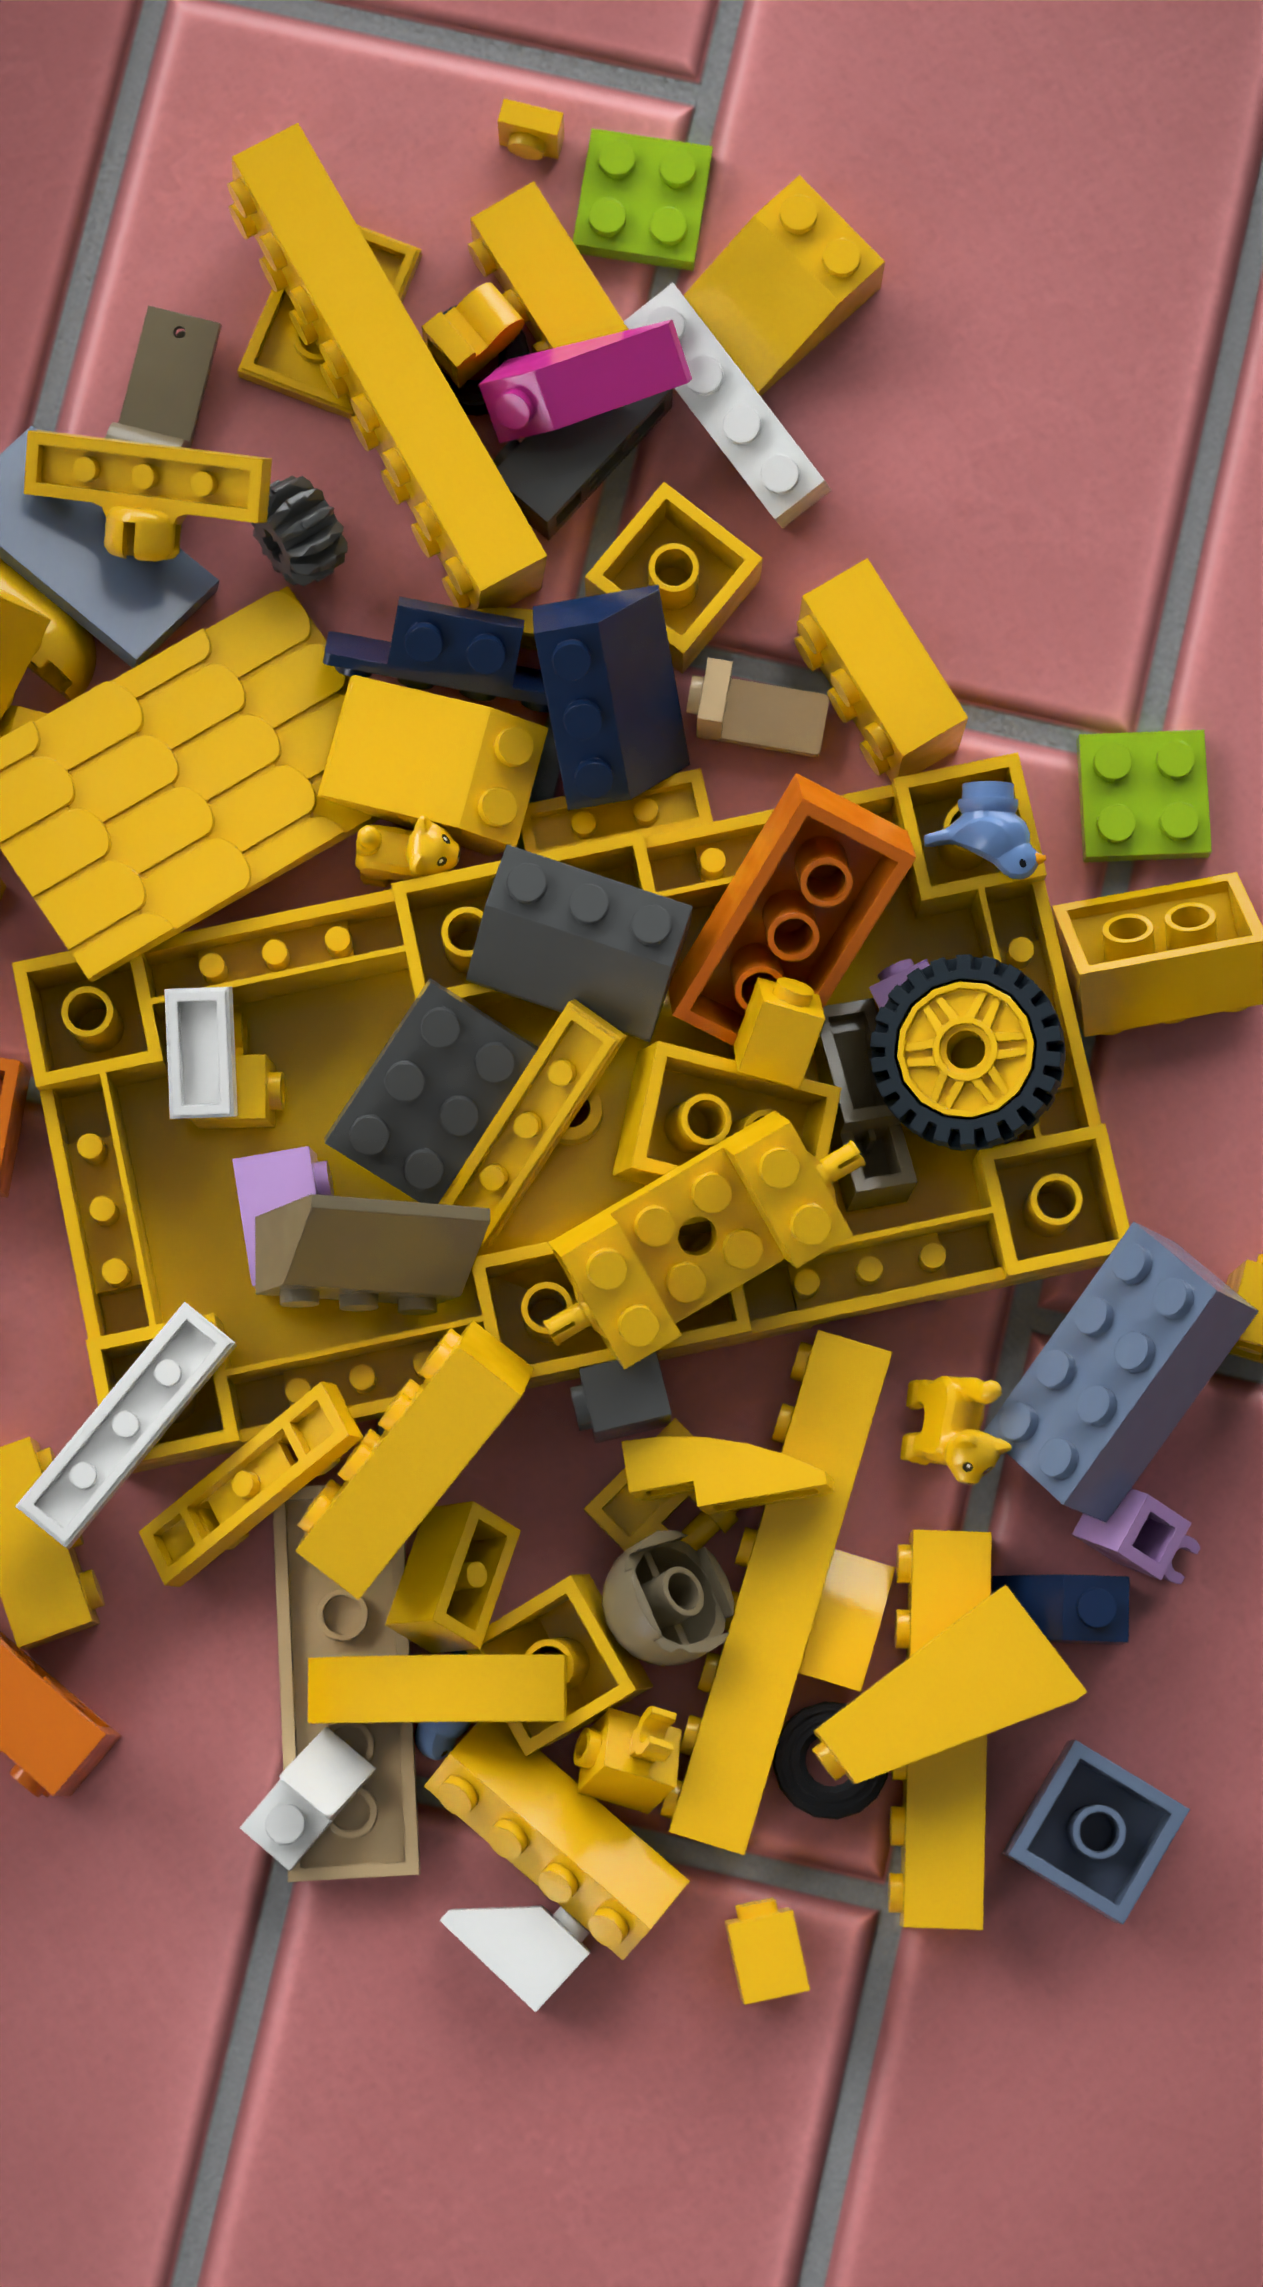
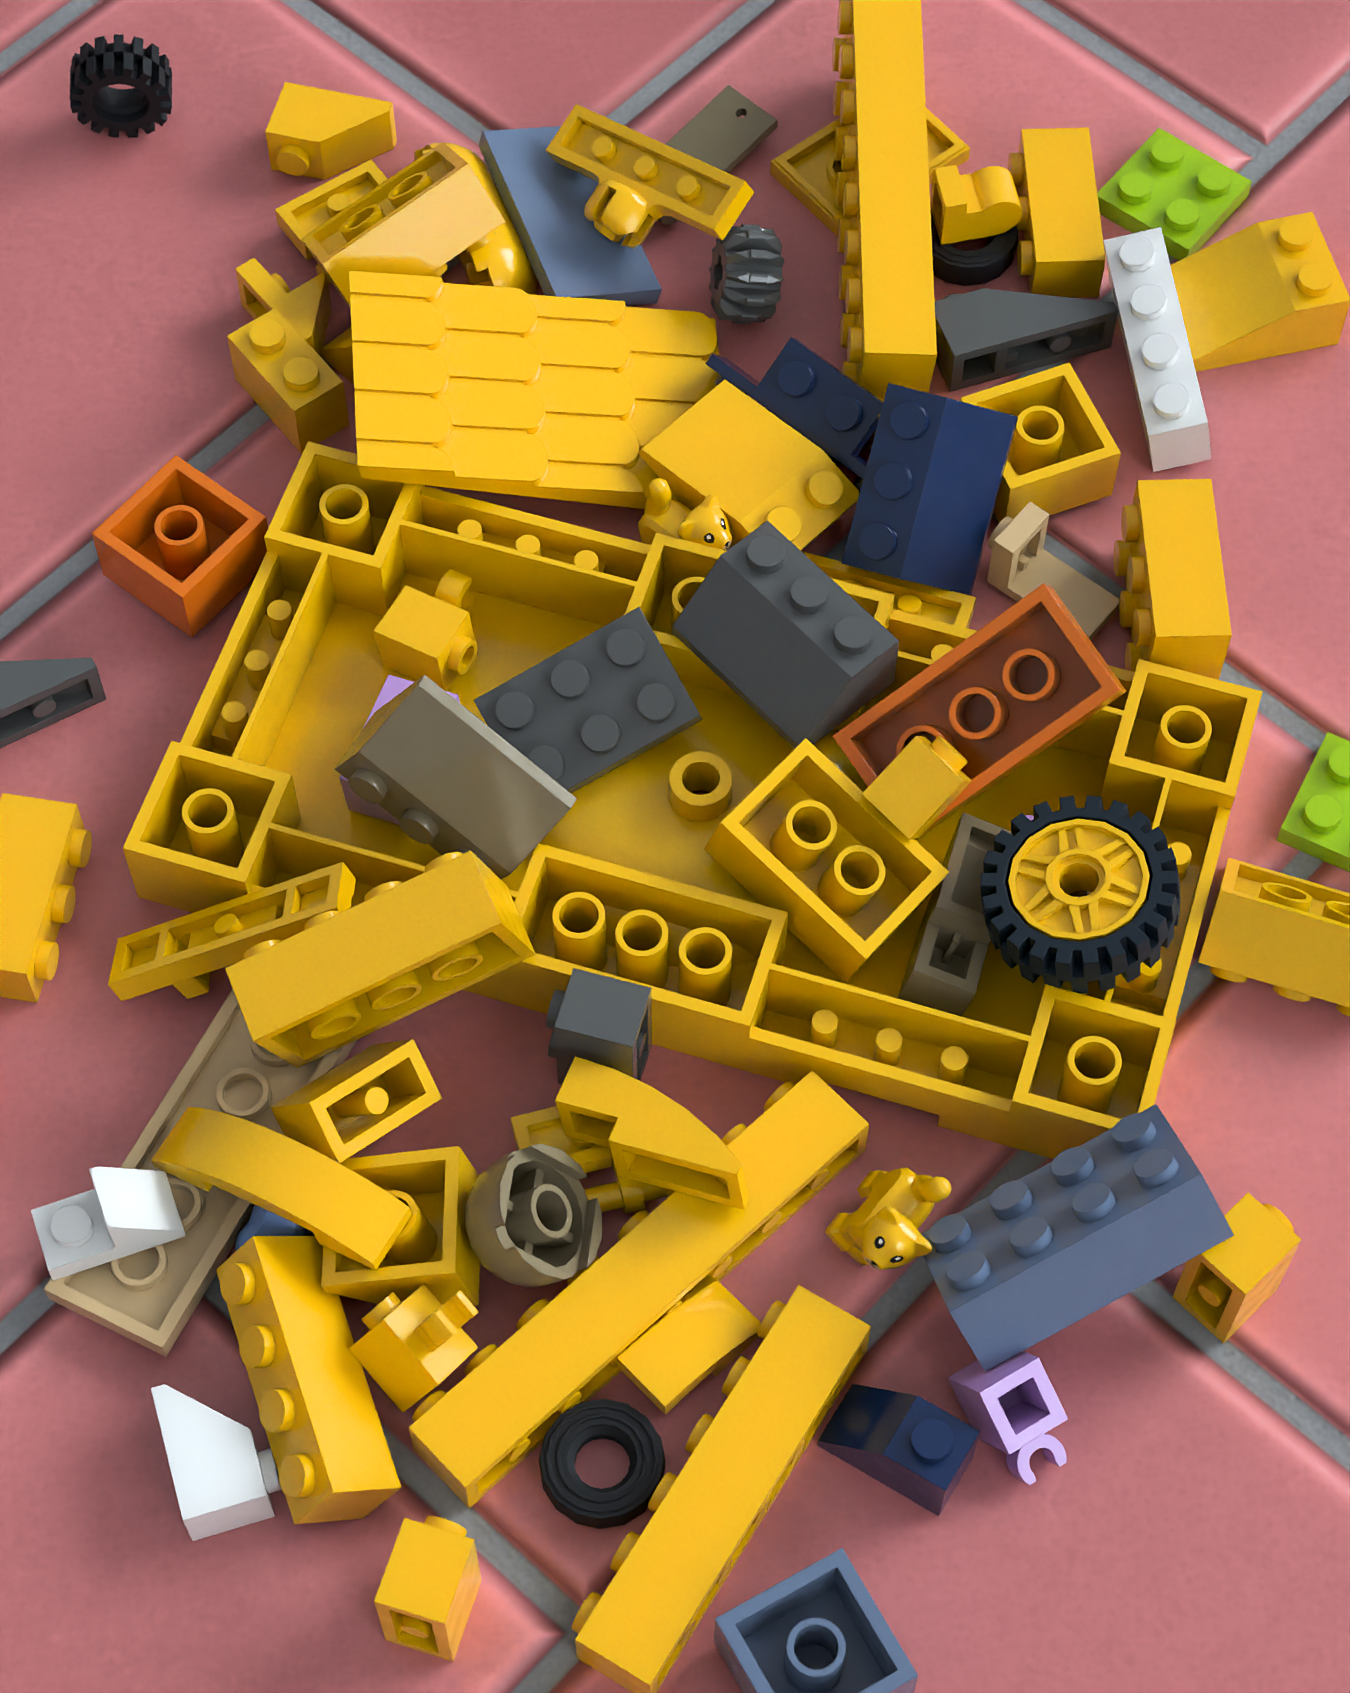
camera: 30 degrees right, 20 degrees down
(126, 1425) = (157, 818): white tile -> none
(201, 1052) = (415, 578): white tile -> none
(530, 130) = (1108, 105): yellow plate -> none
(535, 1115) = (665, 765): yellow tile -> none
(583, 380) = (1045, 260): dark pink slope -> none
(763, 1207) = (819, 898): yellow brick -> none
(957, 1687) = (743, 1434): yellow slope -> none
(991, 829) = (1202, 724): medium blue animal -> none

